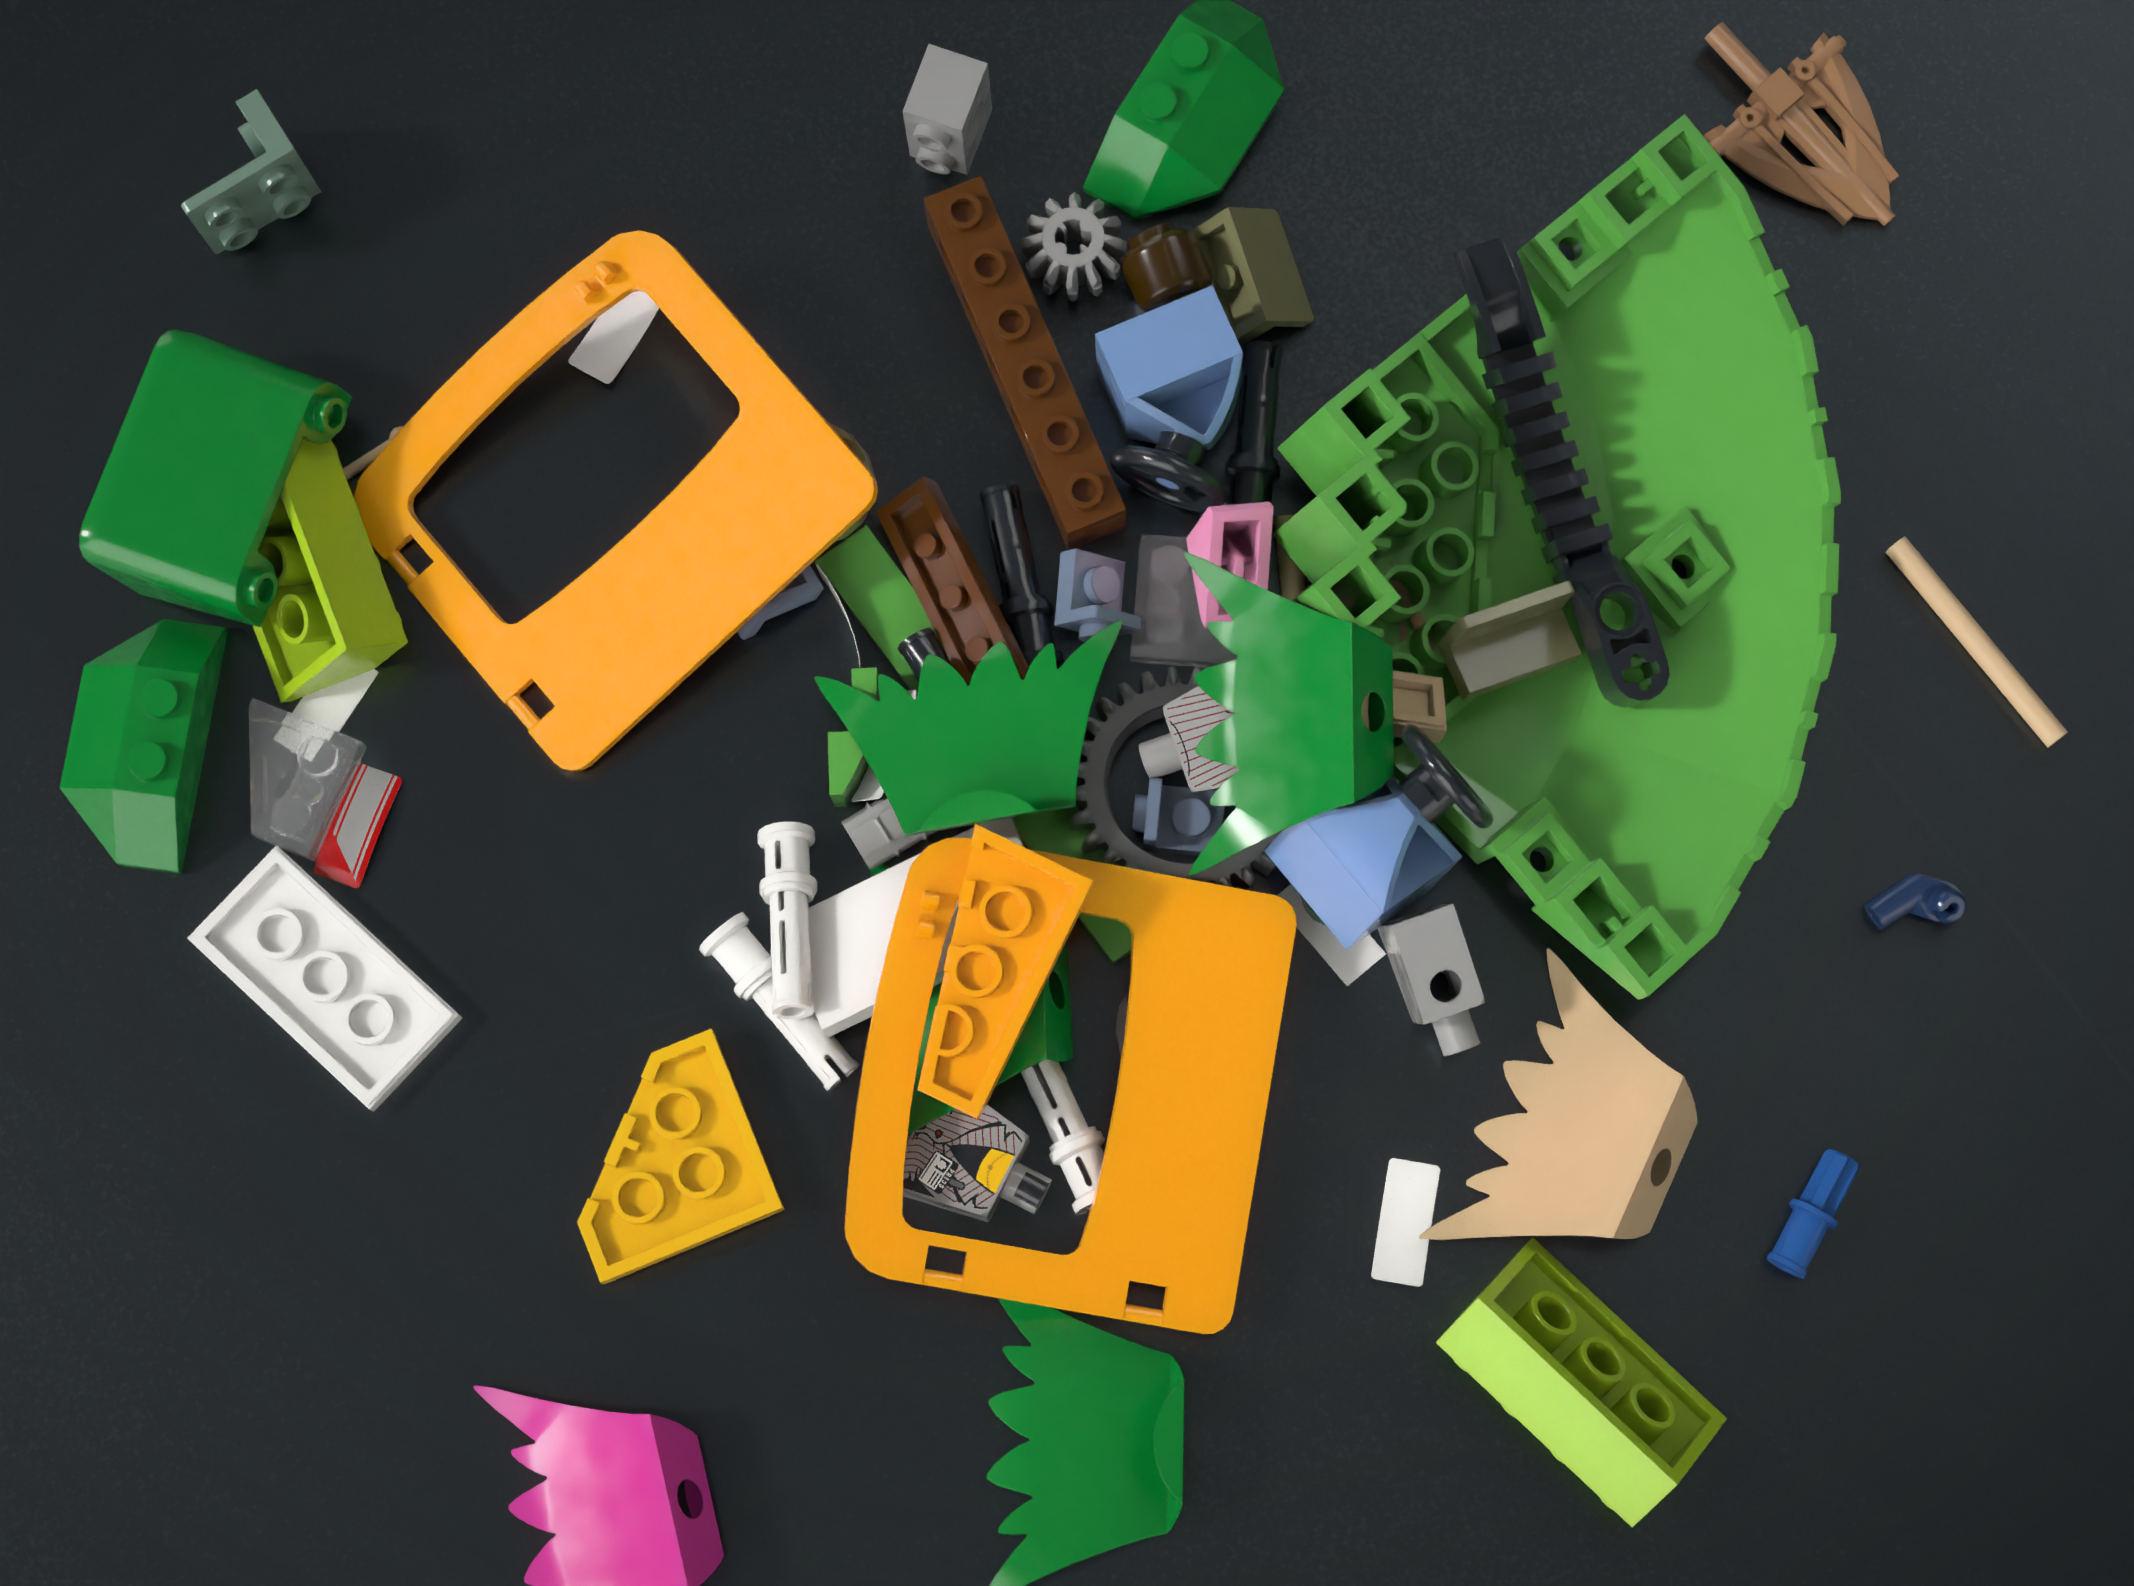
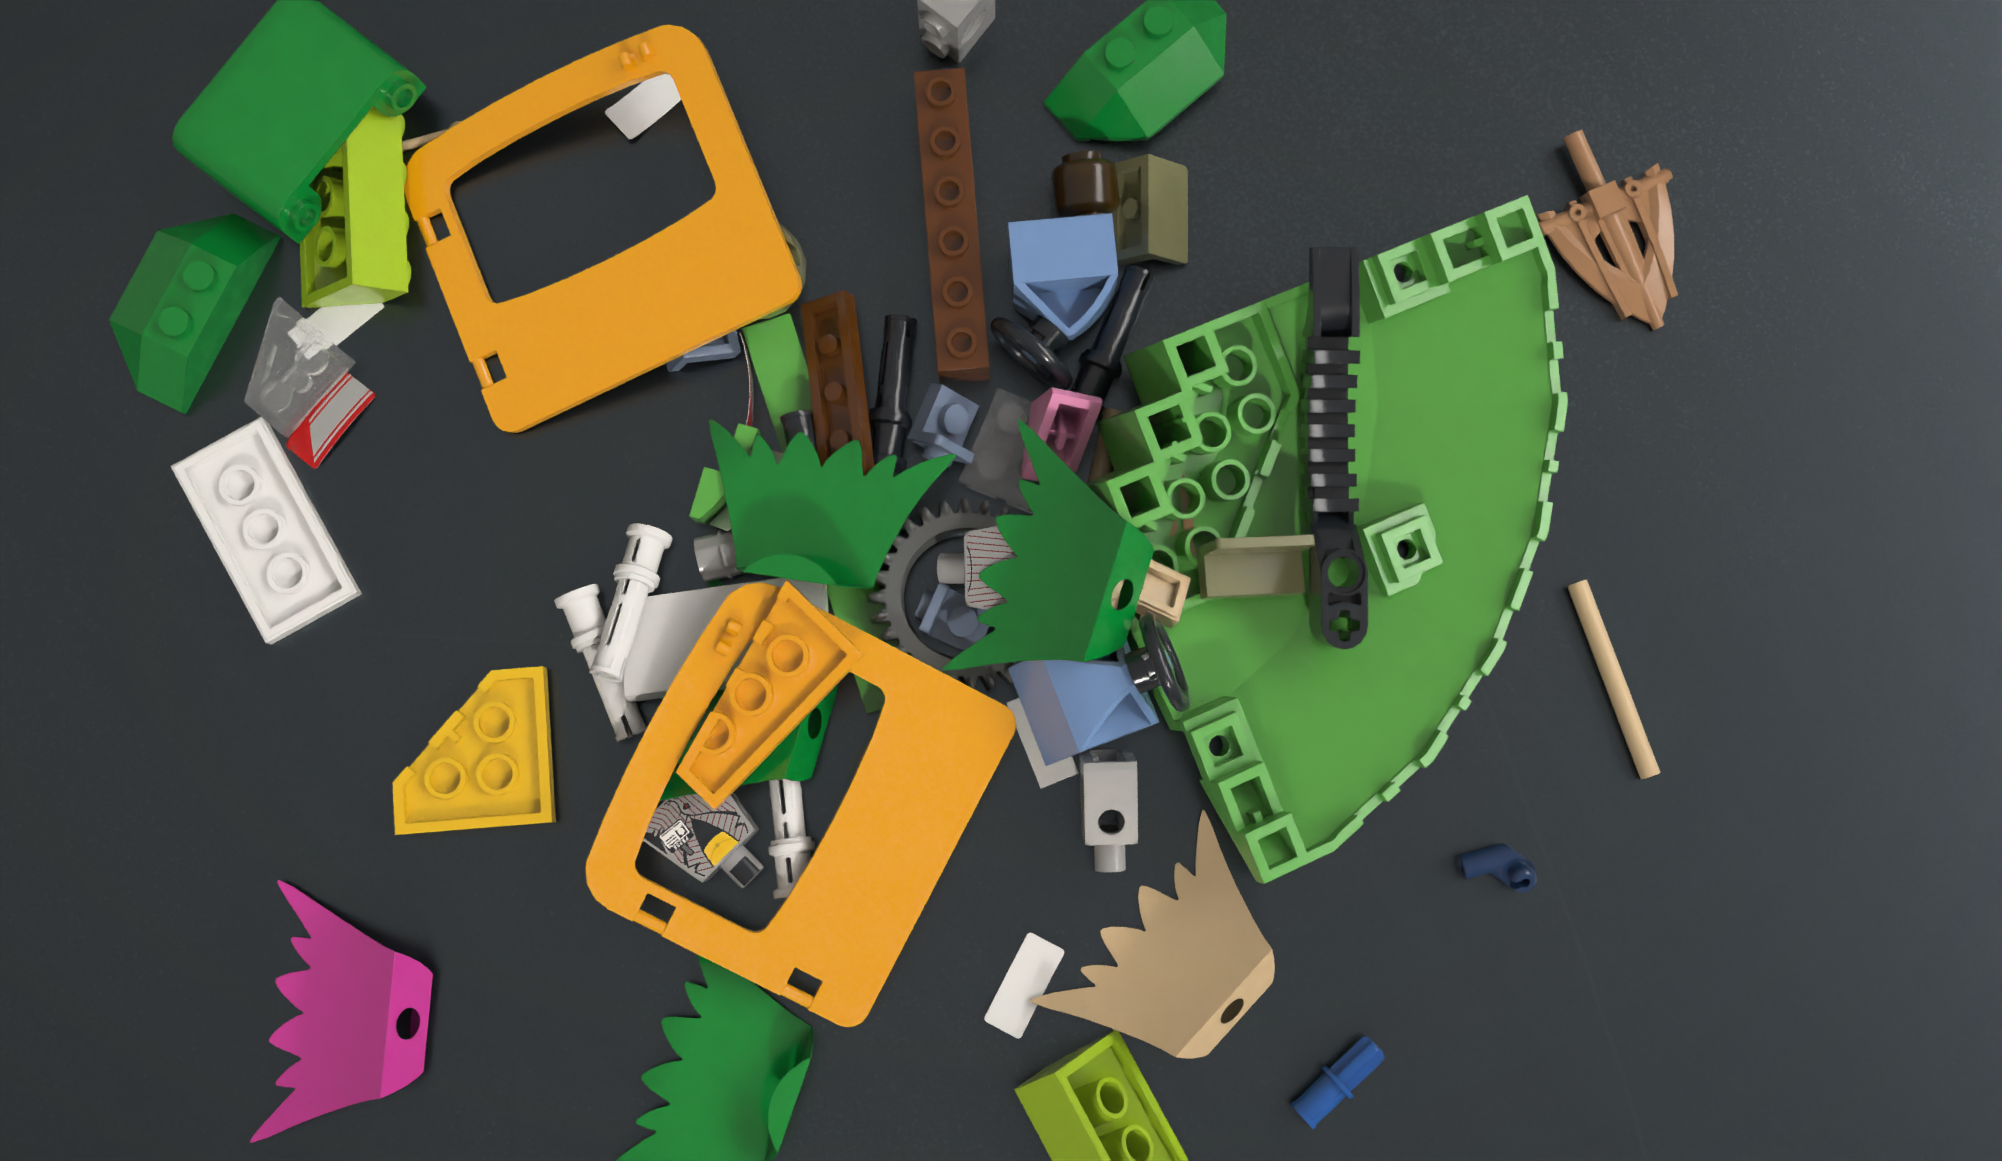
camera: 10 degrees right, 5 degrees up
(1049, 247) = (1007, 131): light grey gear -> none

